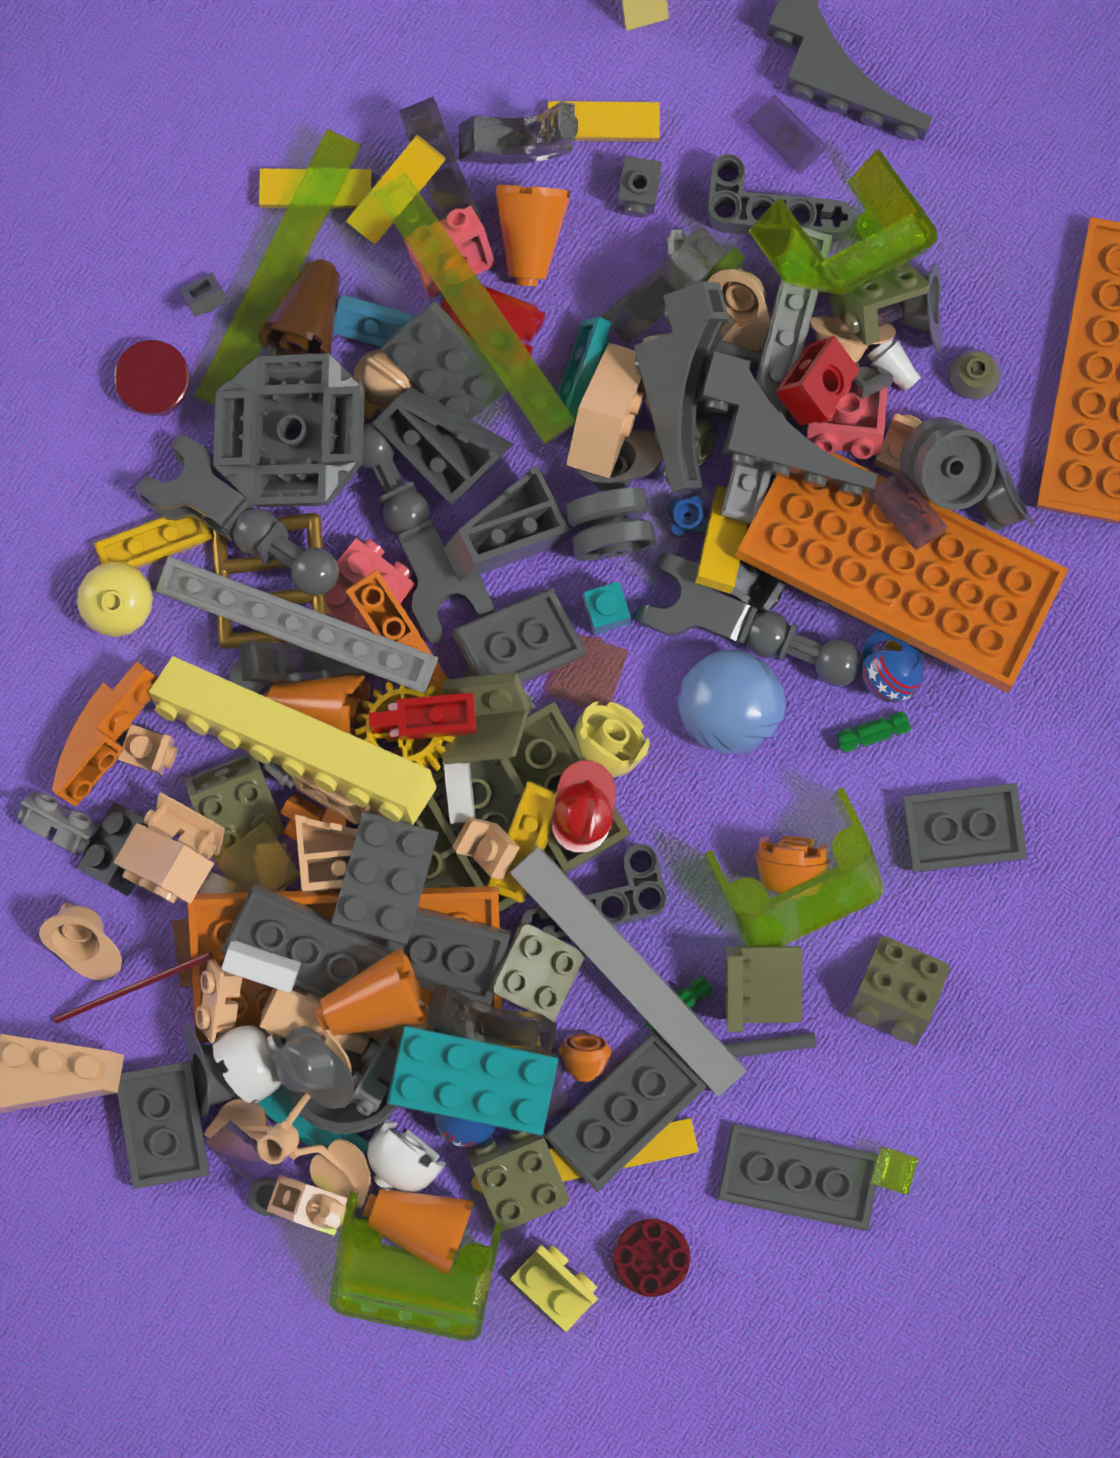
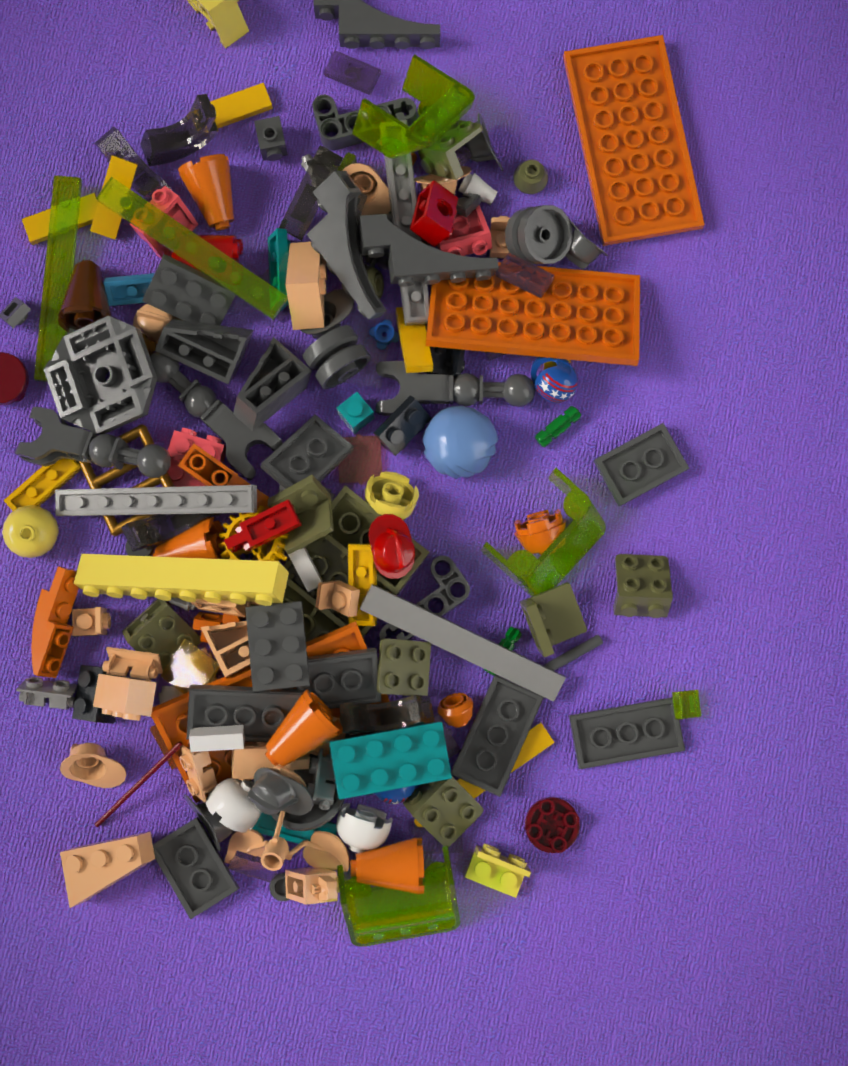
camera: 25 degrees left, 0 degrees up
(662, 651) = (402, 425): none -> black bracket

